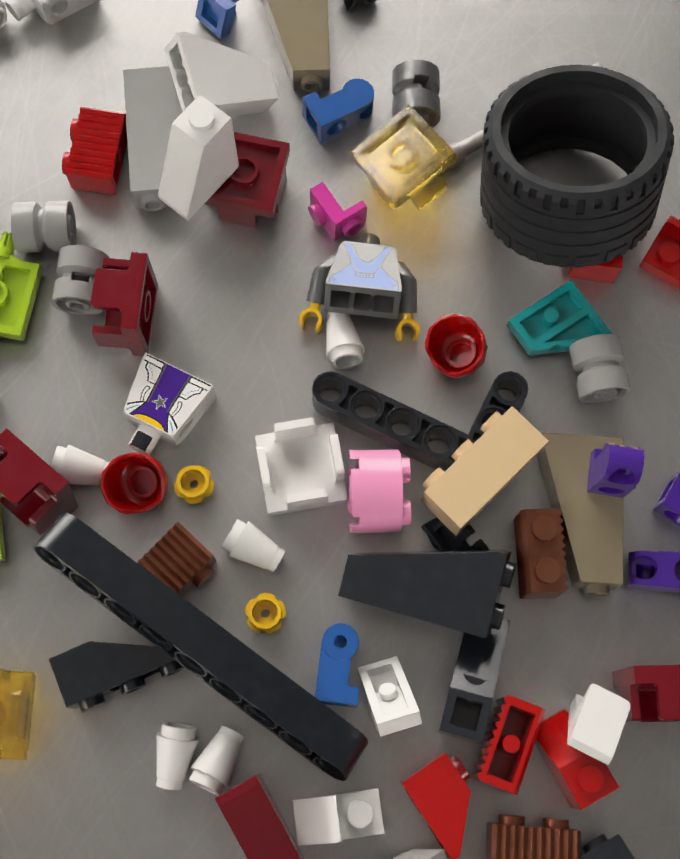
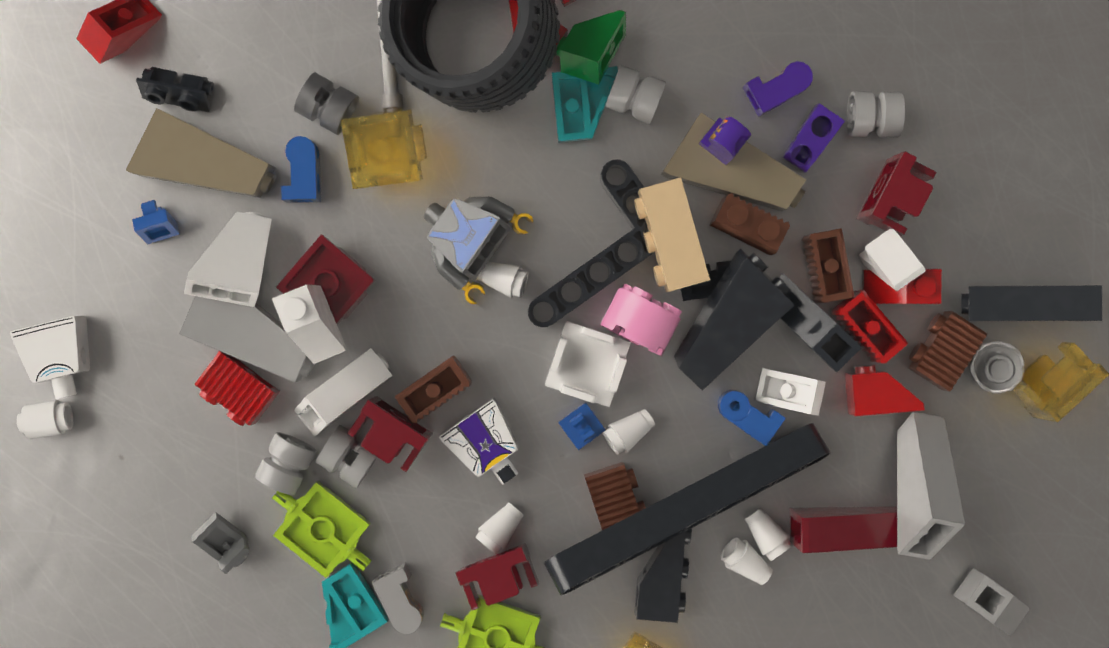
camera: 60 degrees left, 15 degrees up
(131, 229) = (343, 391): none -> white slope
(134, 483) = (536, 494): red hair -> none
(184, 479) = (554, 440): yellow plate -> none
(192, 325) = (433, 389): none -> copper brick
(232, 497) = (581, 426): none -> blue tile
(276, 610) = (673, 442): yellow plate -> none
(327, 212) = (389, 233): dark pink bracket -> none
(338, 817) = (849, 469): white slope -> none
(456, 346) = (558, 194): red hair -> none
(547, 660) = (828, 266): none -> copper brick
(621, 302) = (592, 46): none -> green slope

